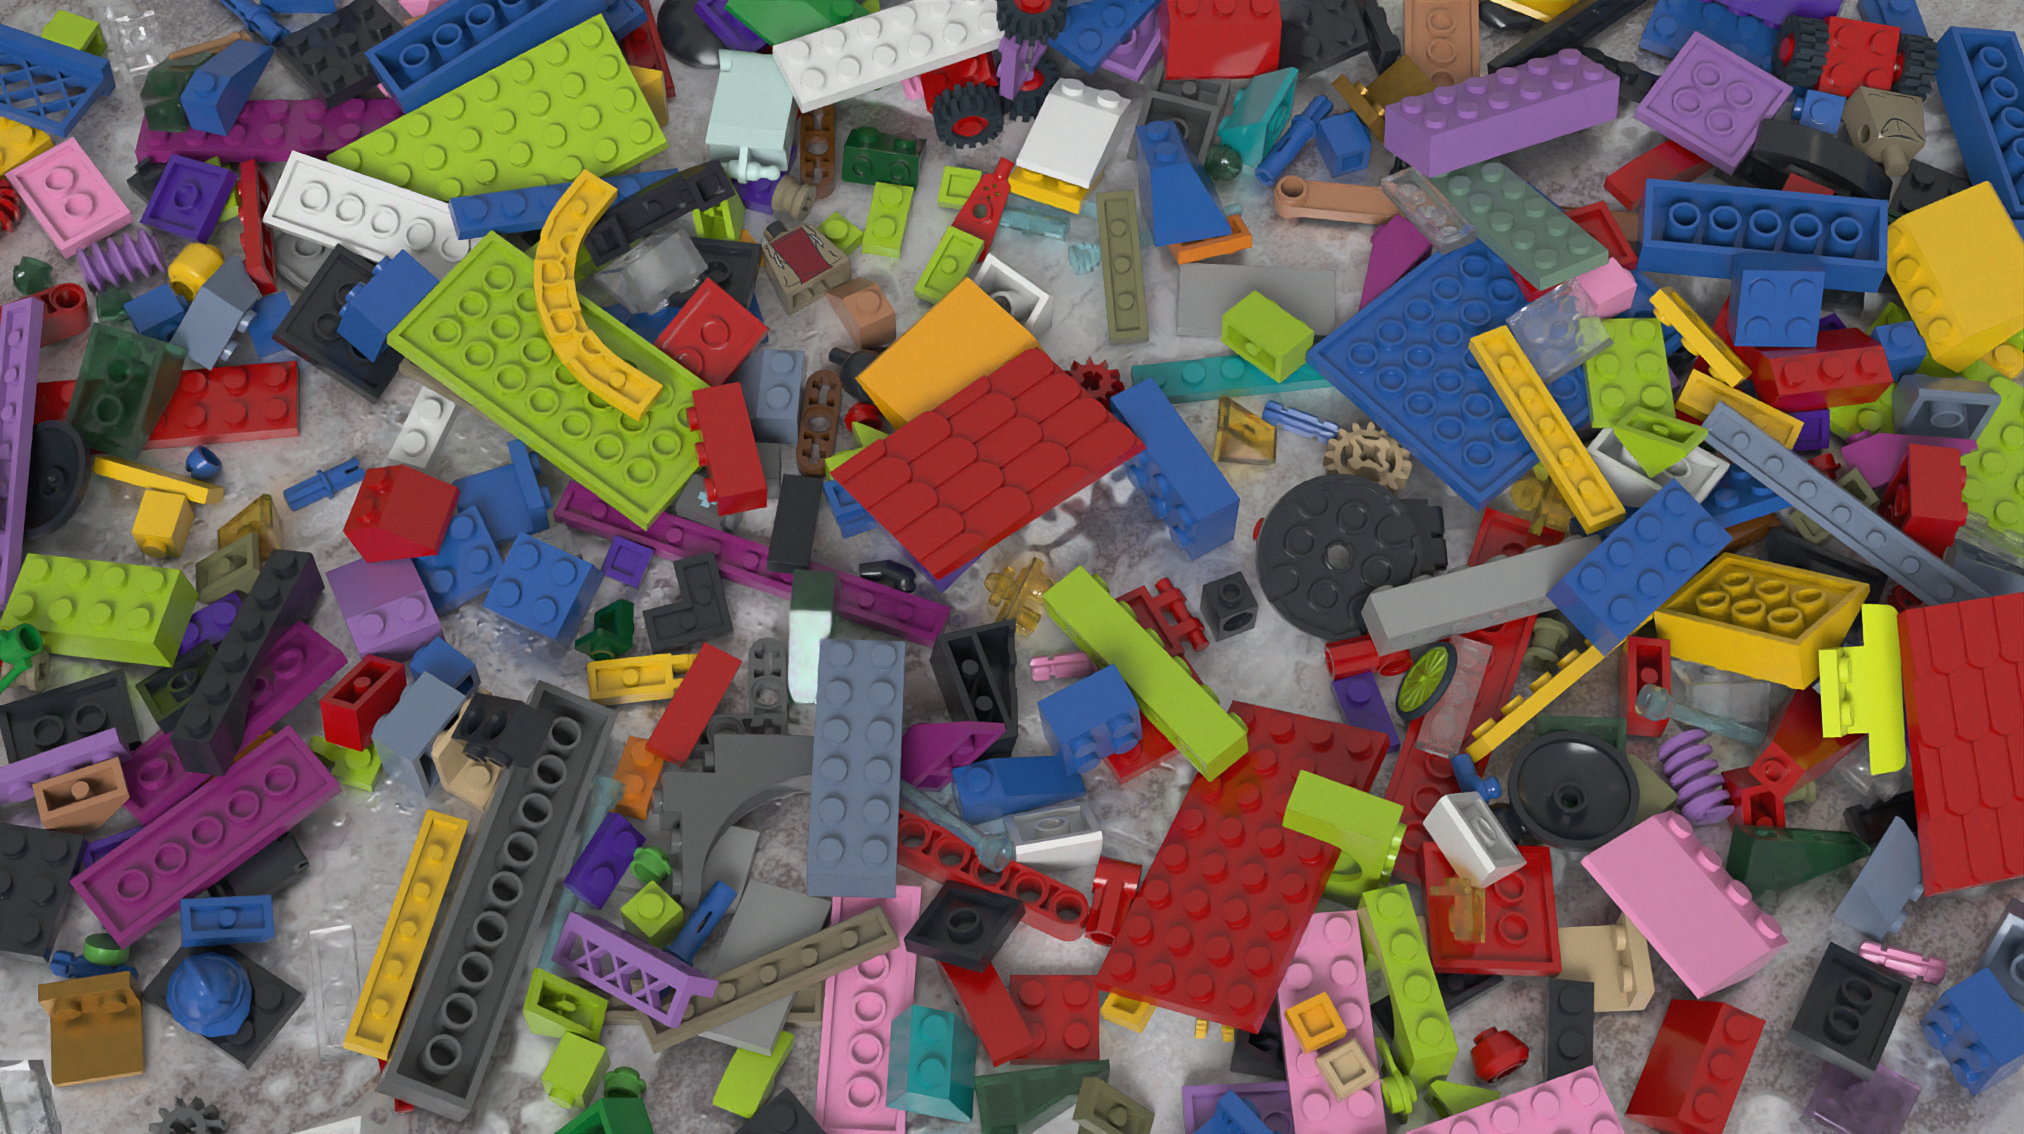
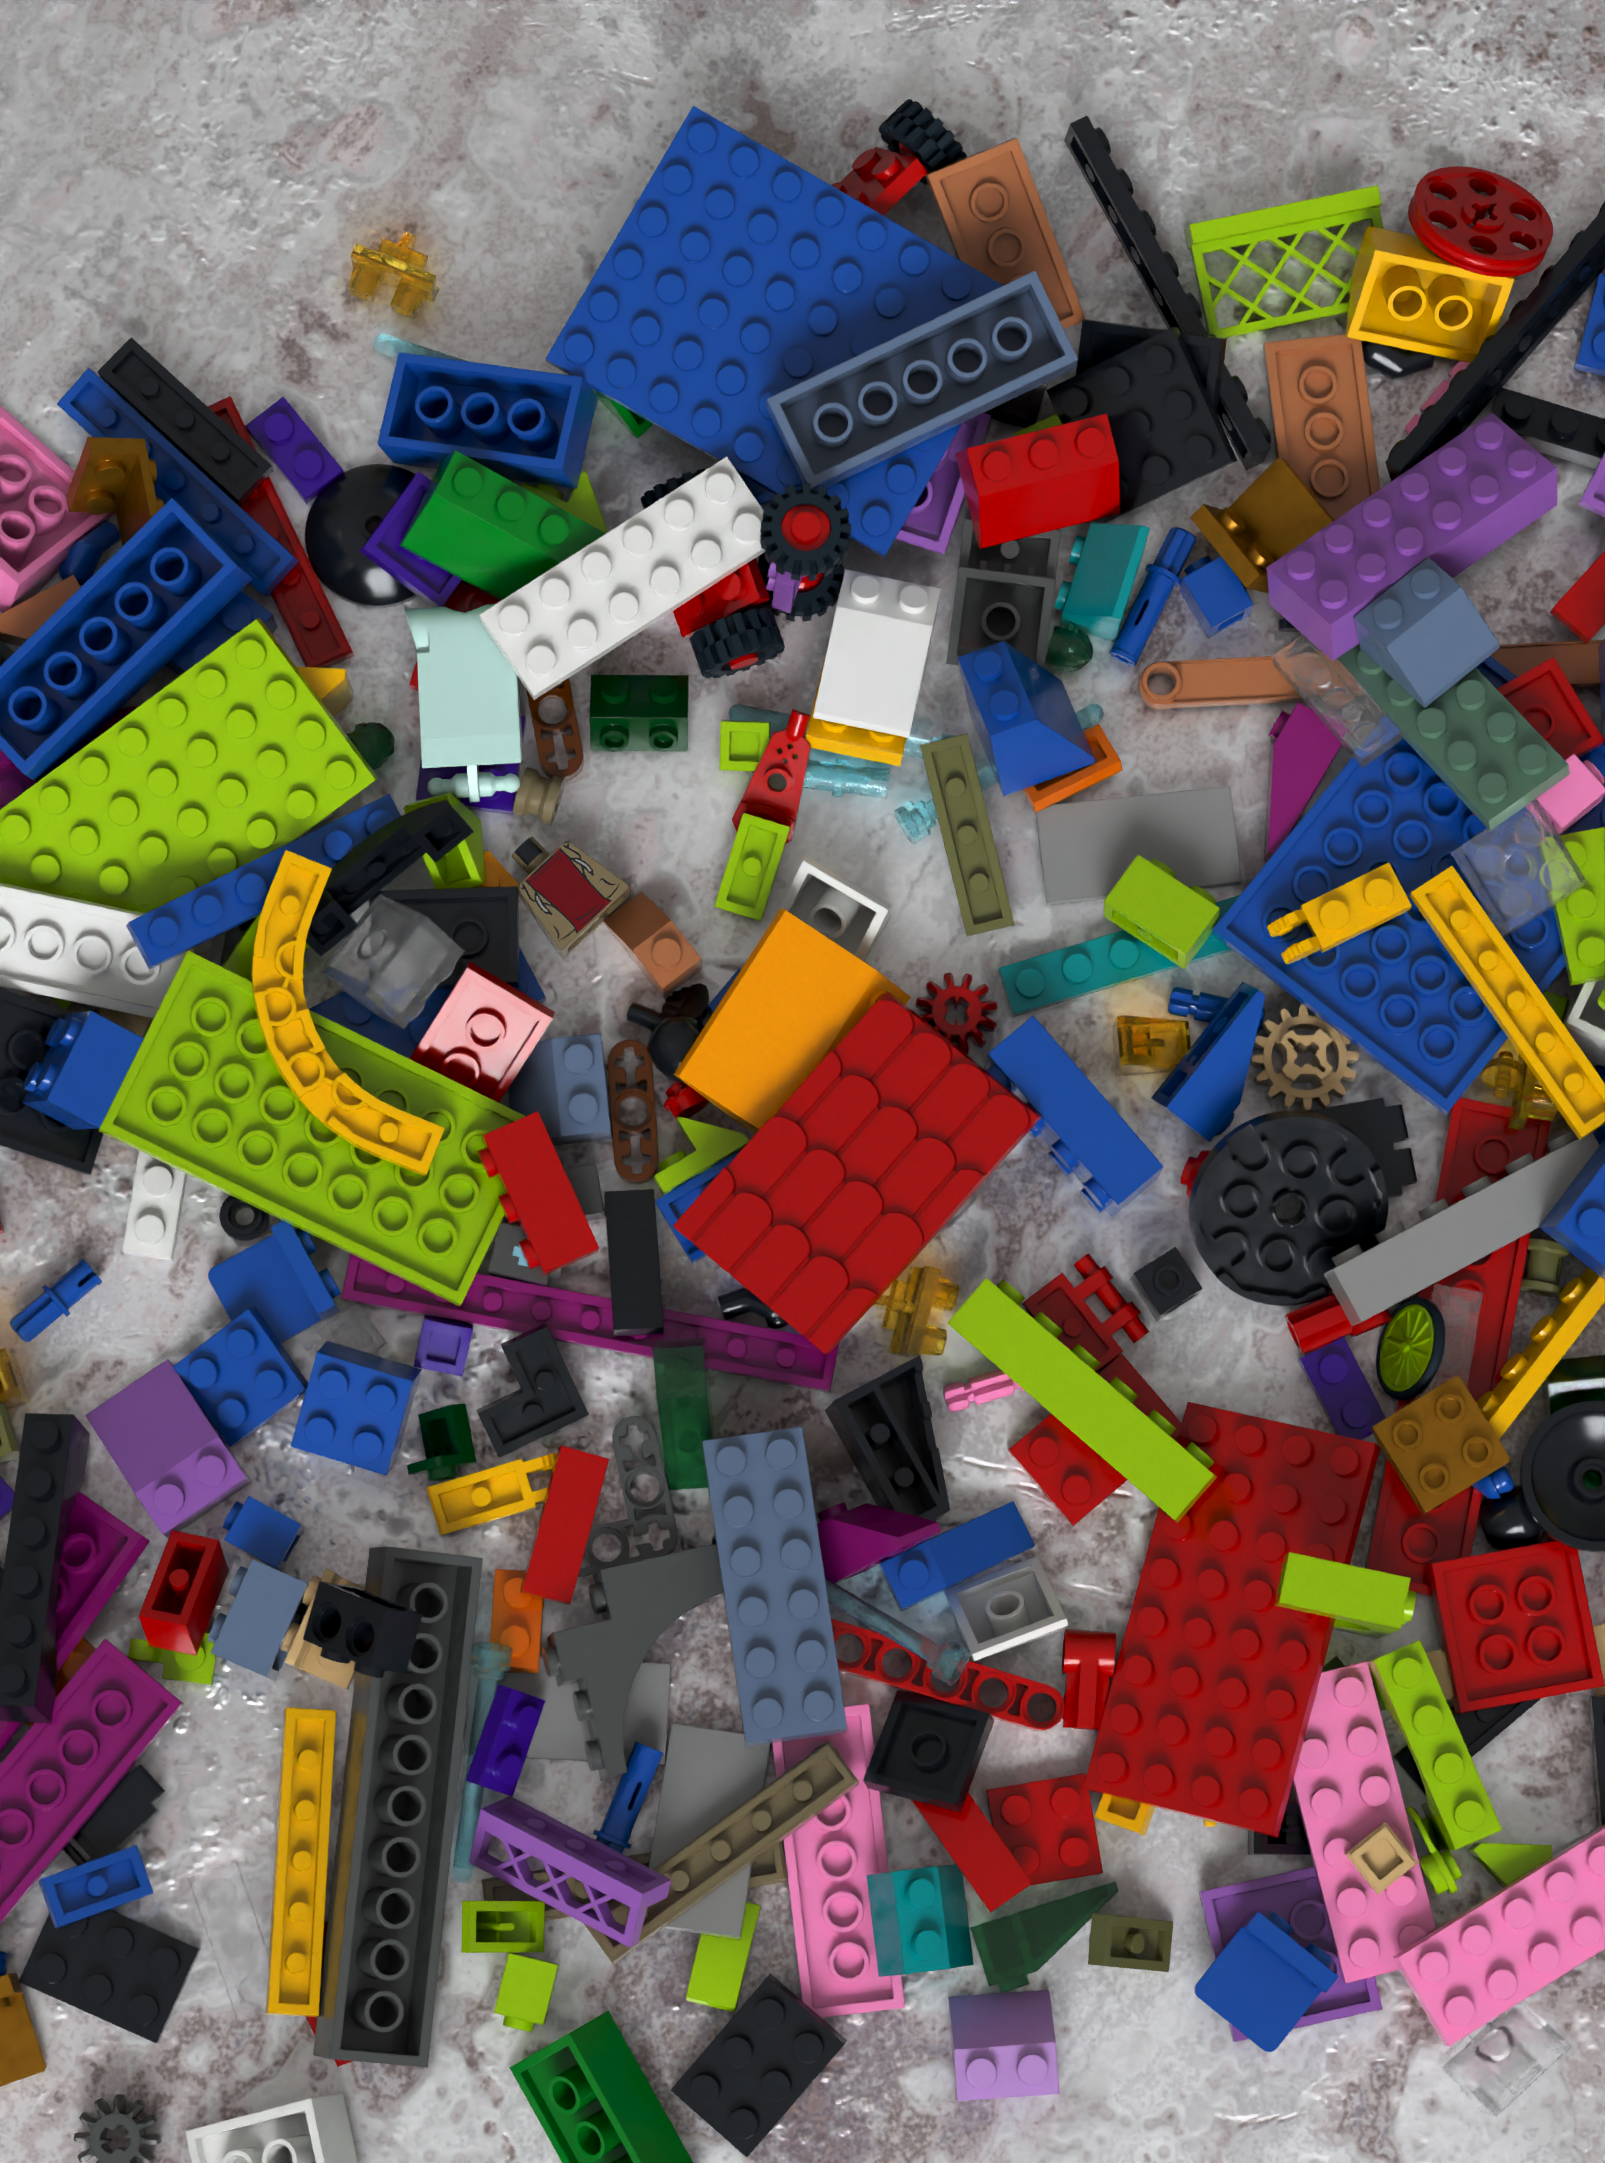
camera: 10 degrees left, 20 degrees up
(209, 994) = (98, 1973): blue piece -> none
(400, 514) = (164, 1338): red slope -> none
(488, 440) = (242, 1232): none -> black plate
(623, 1083) = (582, 1995): bright green plate -> none
(650, 864) = (558, 1734): bright green plate -> none
(653, 916) = (573, 1795): lime brick -> none
(679, 148) = (373, 742): none -> clear green plate
(841, 233) = (603, 837): lime plate -> none
(887, 220) = (660, 801): lime plate -> none
(1091, 720) = (1032, 1482): blue brick -> none
(1292, 455) = (1213, 1072): none -> blue slope
(1315, 1022) = (1339, 1813): light orange plate -> none
(1411, 352) = (1344, 913): none -> yellow hinge
(1439, 747) = (1440, 1444): none -> pearl gold bracket
(1468, 914) = (1493, 1652): clear yellow bracket -> none
(1472, 839) = (1491, 1555): white slope -> none
(1497, 1055) = (1543, 1794): red cone -> none
(1503, 160) = (1425, 632): none -> sand blue slope

